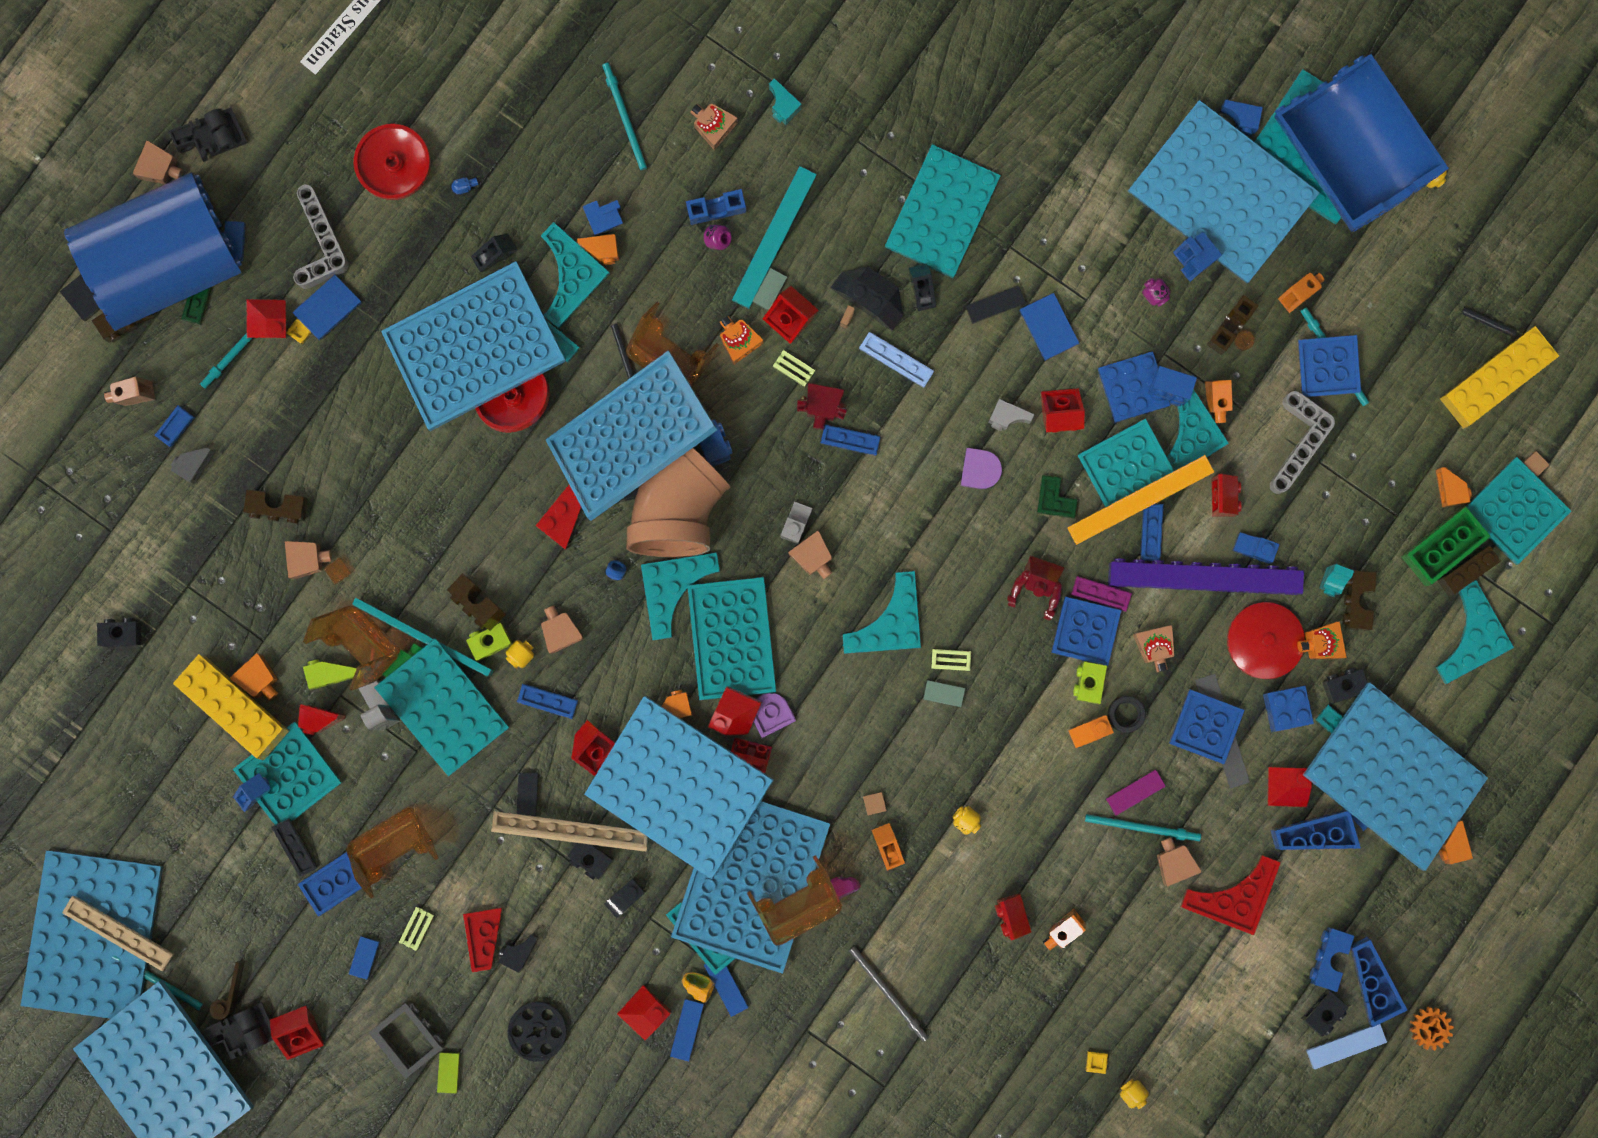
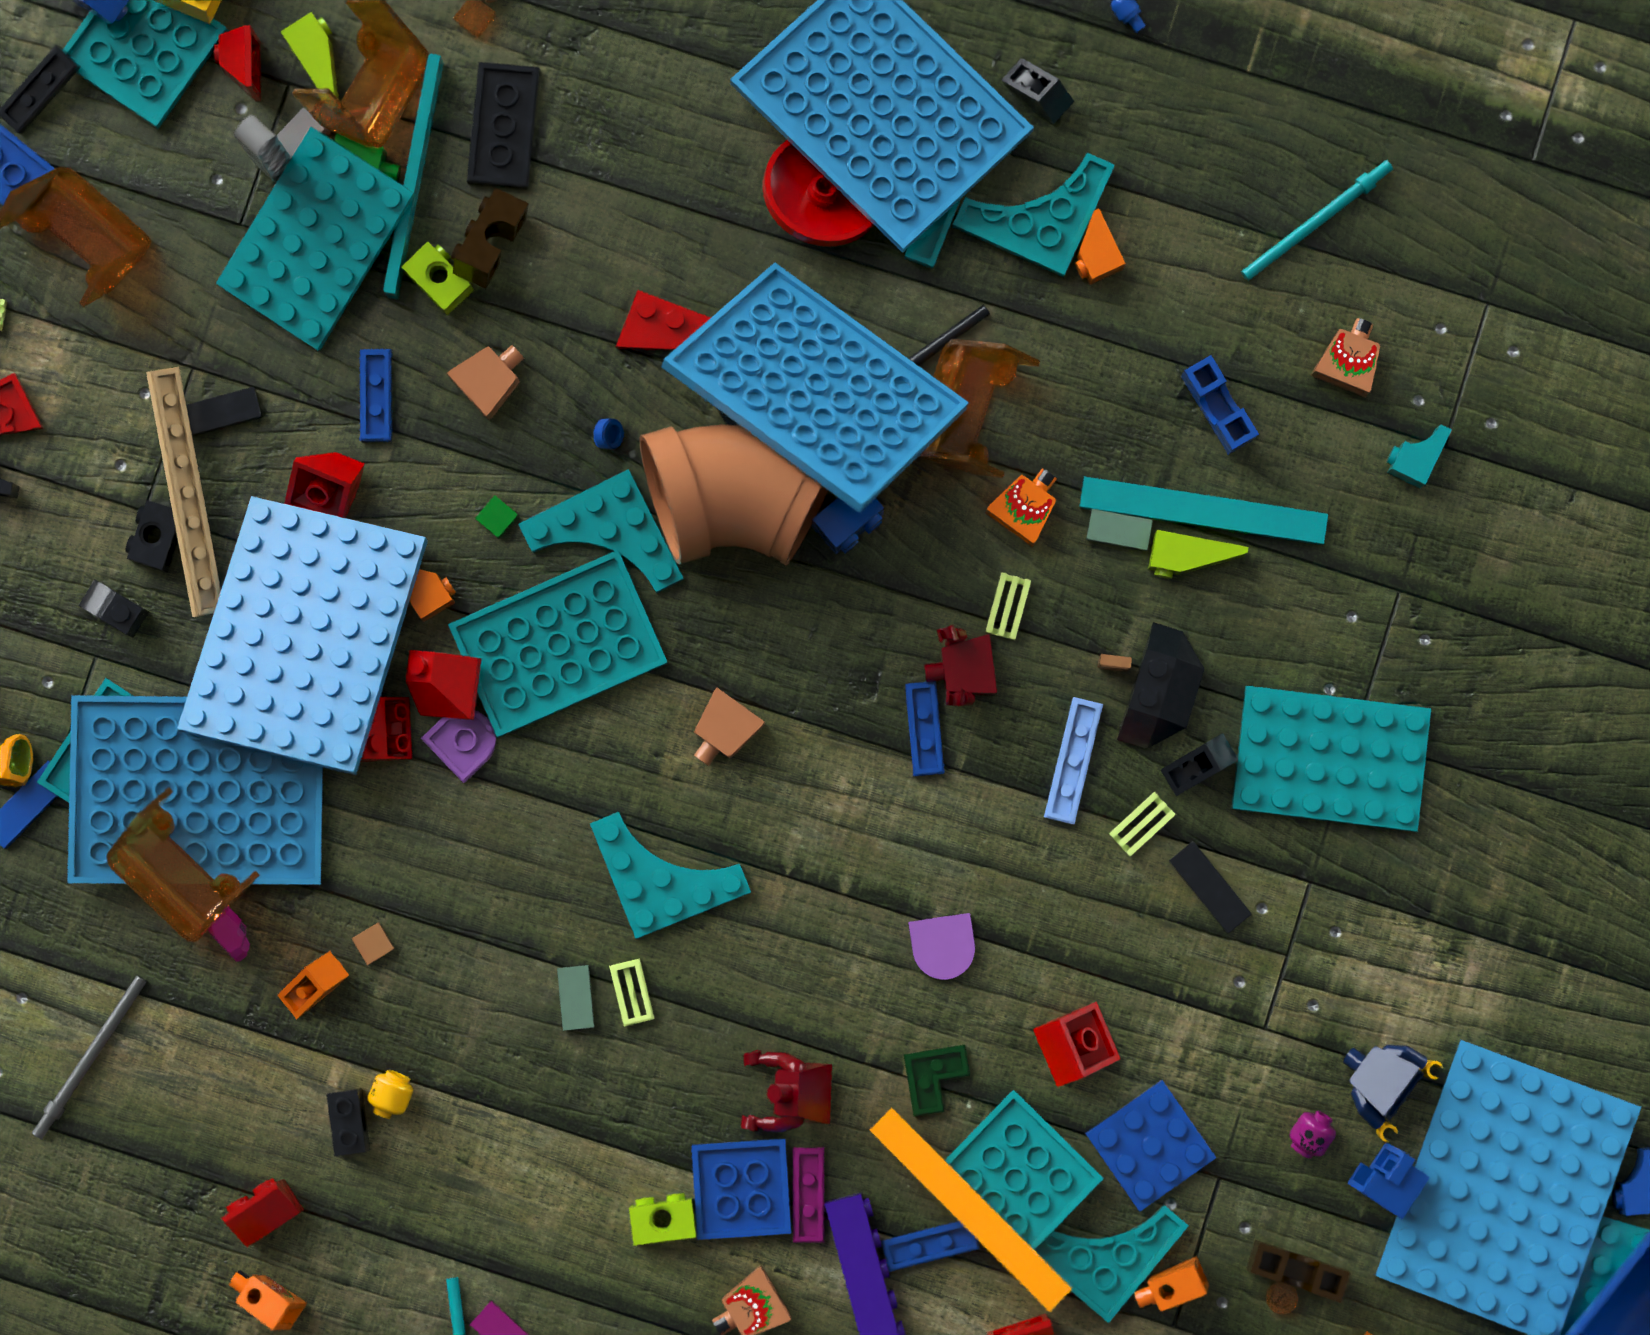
camera: 75 degrees right, 0 degrees up
(409, 574) = (503, 125): none -> black tile
(519, 654) = (433, 329): yellow head -> none
(604, 217) = (1144, 238): blue plate -> none
(644, 651) = (496, 517): none -> green tile
(717, 237) = (1173, 422): magenta head -> none
(790, 314) = (1090, 573): red slope -> none
(795, 258) = (1183, 553): none -> lime slope
(796, 522) = (768, 685): light grey arch -> none
(939, 317) = (1162, 806): none -> yellowish green tile
(975, 850) = (348, 1122): none -> black brick
(1007, 414) = (1041, 958): light grey arch -> none
(1049, 326) = (1202, 982): blue tile -> none
(1090, 731) = (587, 1244): orange slope -> none
(1139, 240) = (1385, 1081): none -> torso
(1140, 709) = (608, 1288): black tyre -> none
(1171, 386) = (1166, 1203): blue brick -> none

